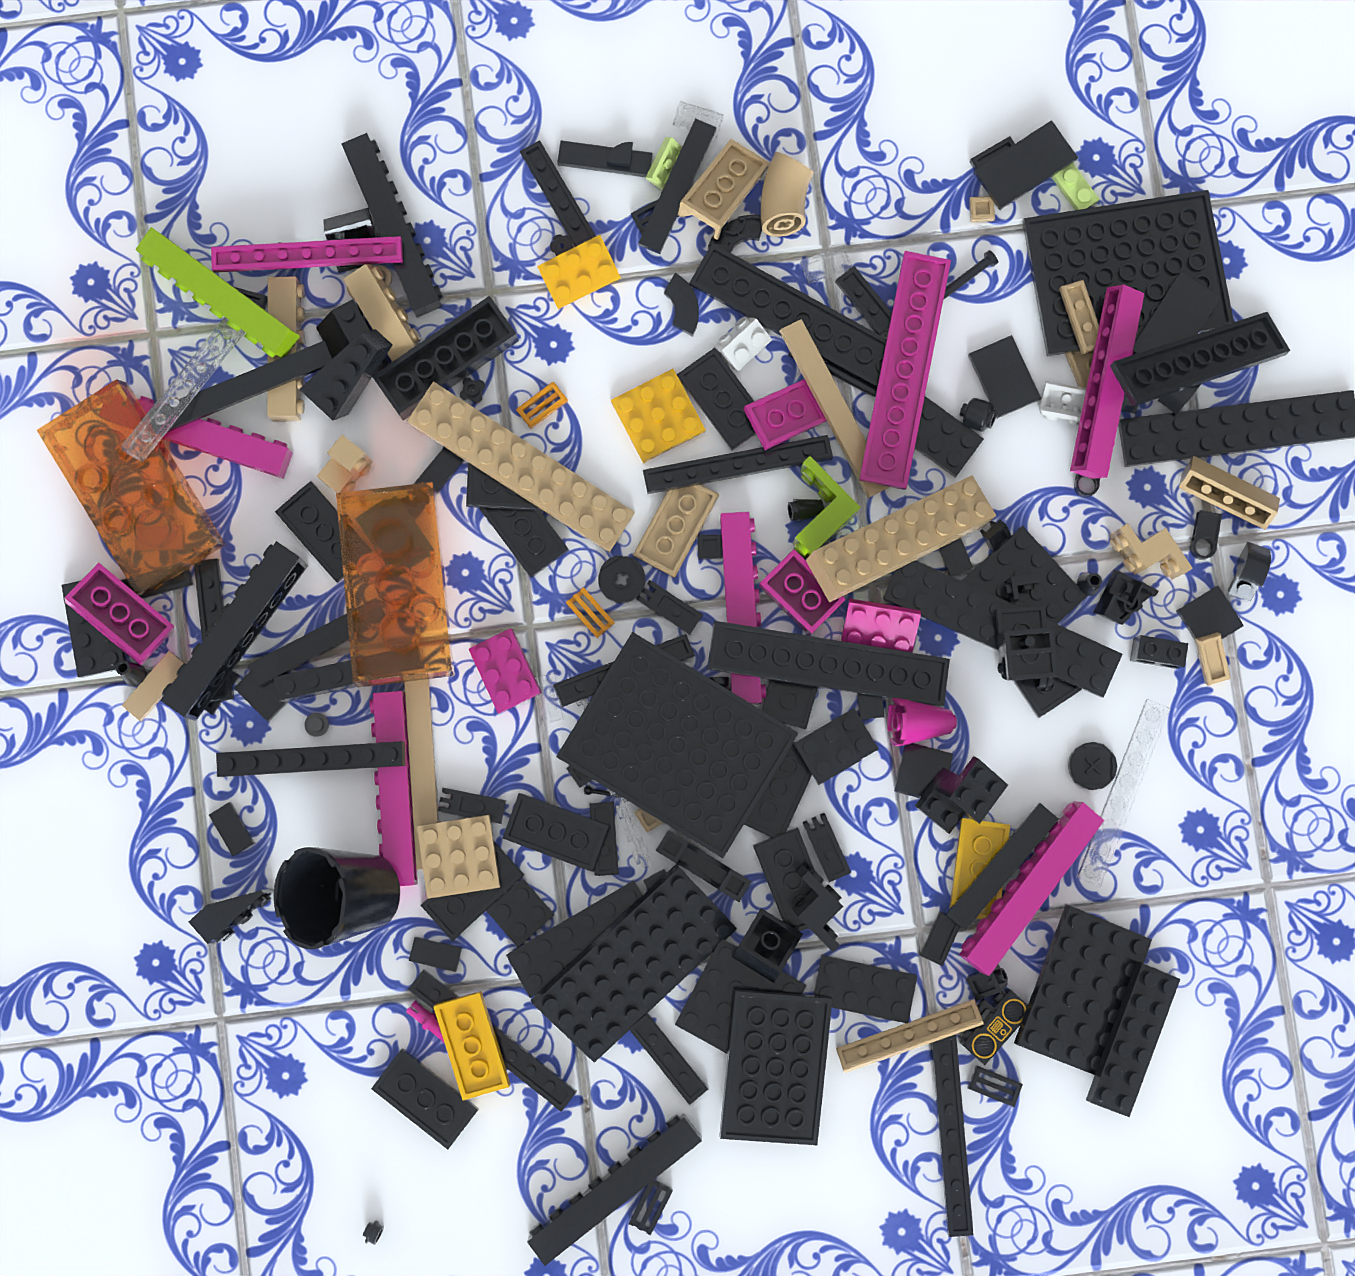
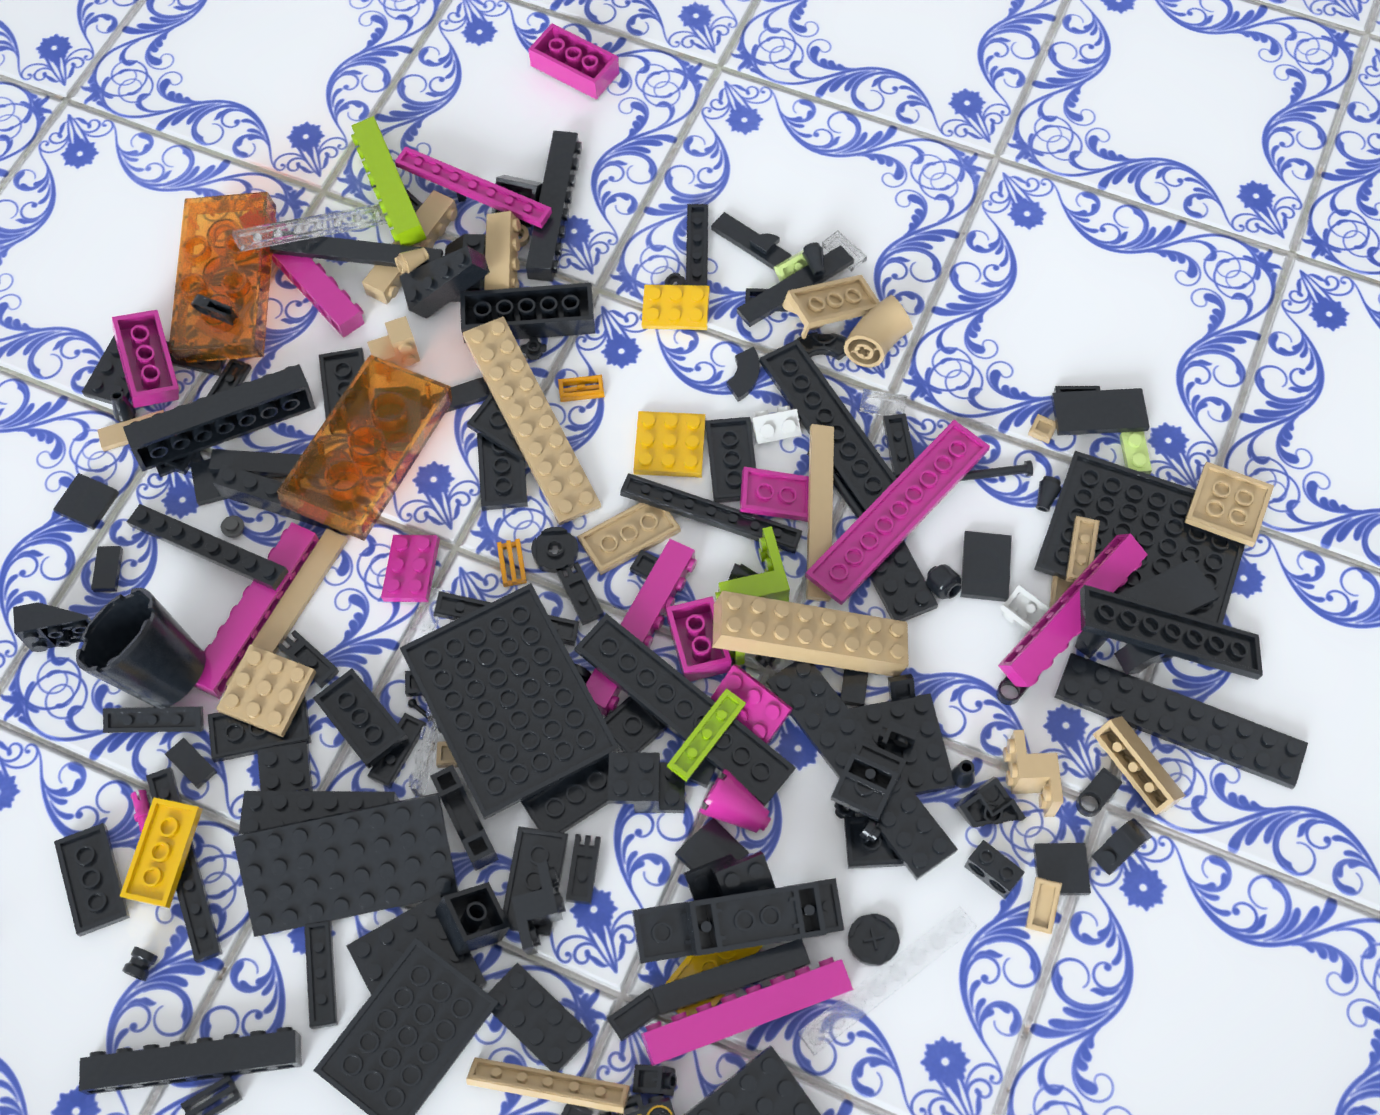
camera: 30 degrees right, 20 degrees down
(155, 532) = (214, 309): none -> black piece
(163, 778) = (86, 501): none -> black tile
(305, 370) = (411, 260): none -> tan cone
(307, 48) = (574, 61): none -> dark pink brick
(370, 943) = (153, 719): none -> black plate
(516, 1140) = (139, 963): none -> black wheel
(683, 150) = (814, 257): none -> black cone
(864, 678) = (706, 735): none -> lime plate
(989, 825) = (737, 921): none -> black bracket
(1021, 274) = (1048, 491): none -> black cone
(1186, 199) = (1229, 504): none -> tan plate

